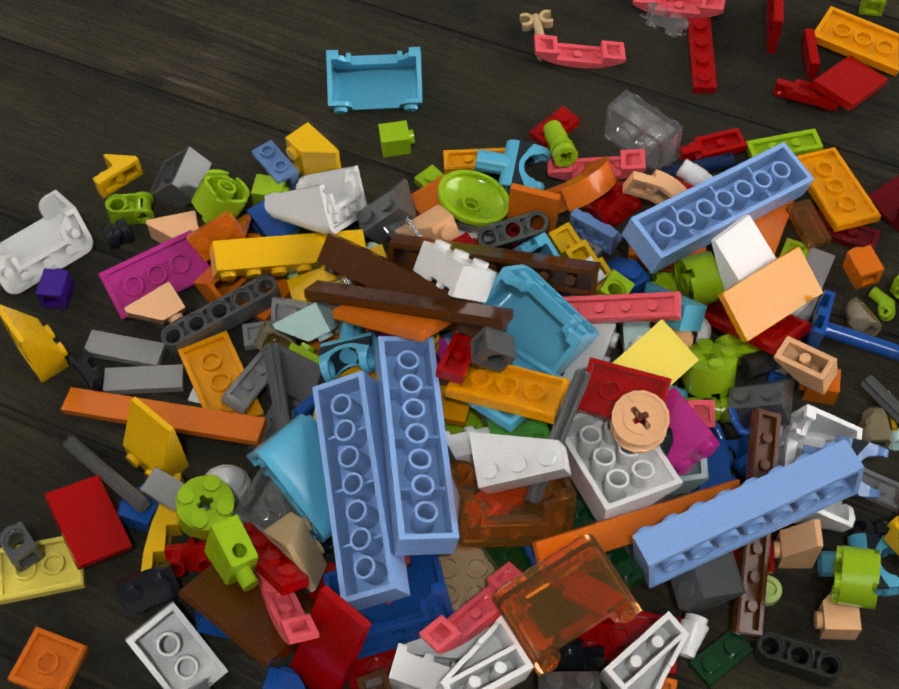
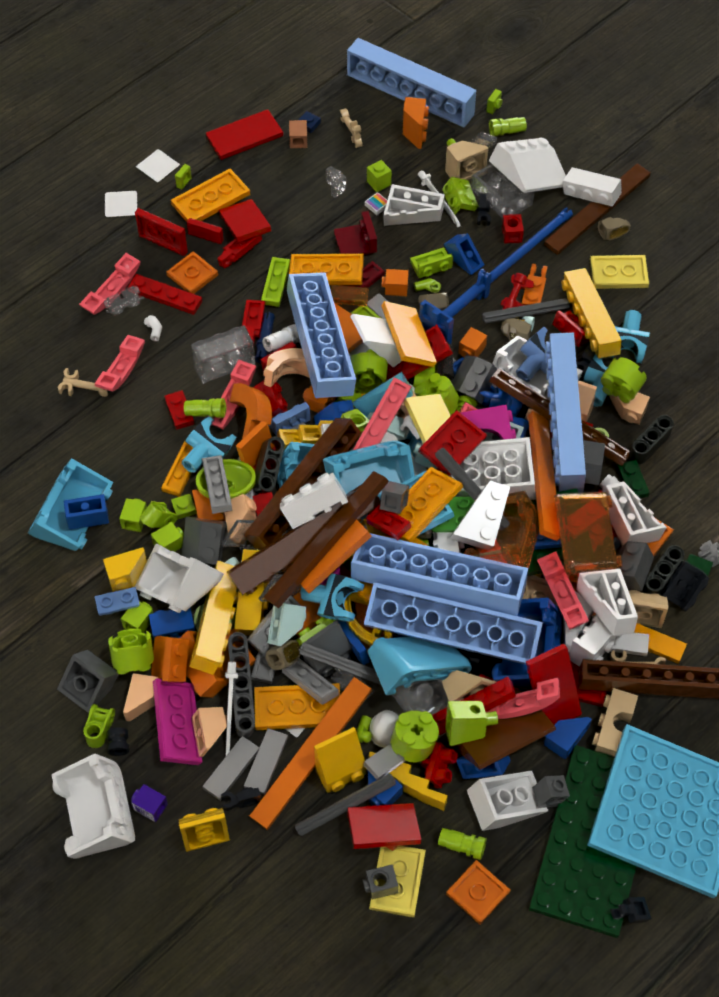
camera: 70 degrees left, 0 degrees up
(103, 617) = (463, 843): none -> lime axle
(120, 172) = (53, 723): yellow slope -> none
(148, 589) = (454, 800): black bracket -> none
(208, 461) = (362, 729): none -> lime arm
(215, 294) = (231, 674): none -> white sword
(373, 93) = (86, 511): none -> blue brick
(377, 178) = (168, 537): none -> lime brick
(400, 156) = (157, 515): none -> lime piece
(456, 188) = (217, 484): none -> light grey tile
(636, 436) = (482, 439): light nougat piece -> none
(651, 64) = (152, 321): none -> white arm
(746, 68) = (192, 273): none -> orange tile
(807, 364) = (468, 338): light nougat slope -> none

